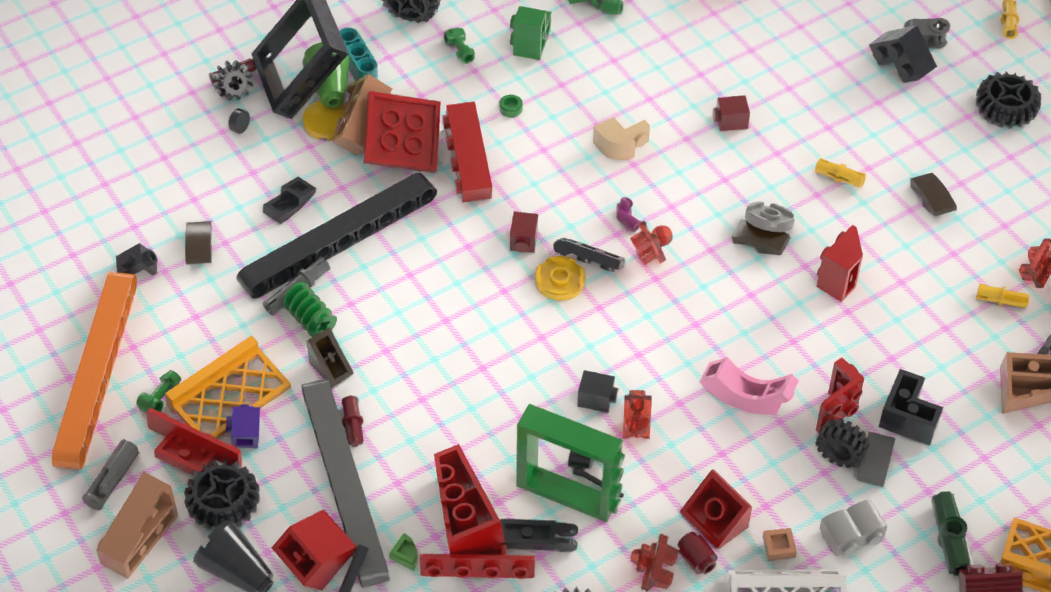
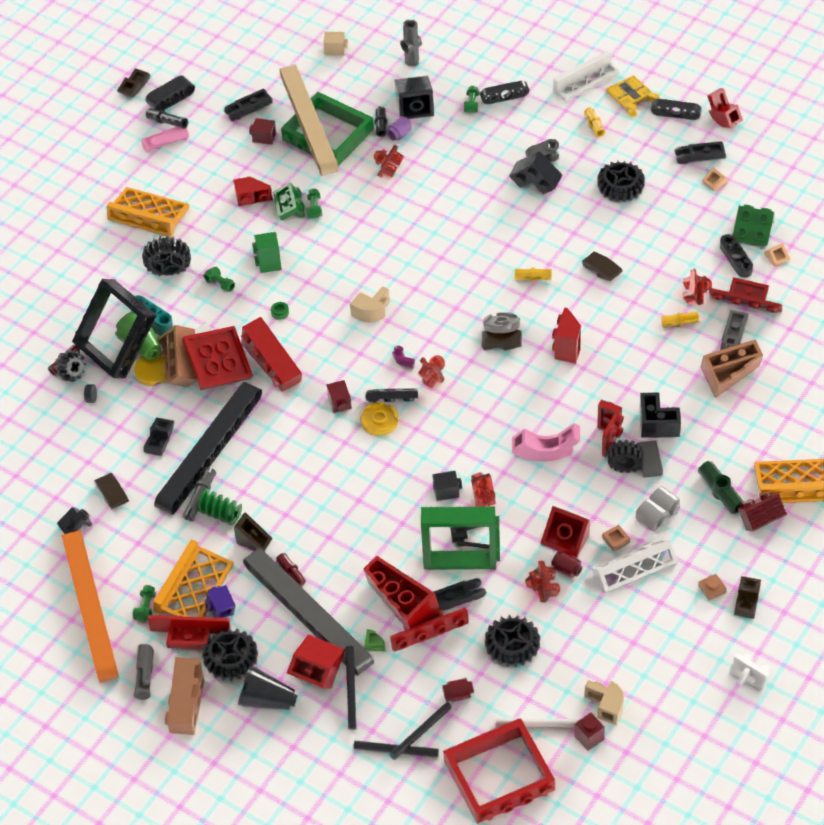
camera: 20 degrees left, 0 degrees up
(731, 113) = (438, 259): dark red brick -> none

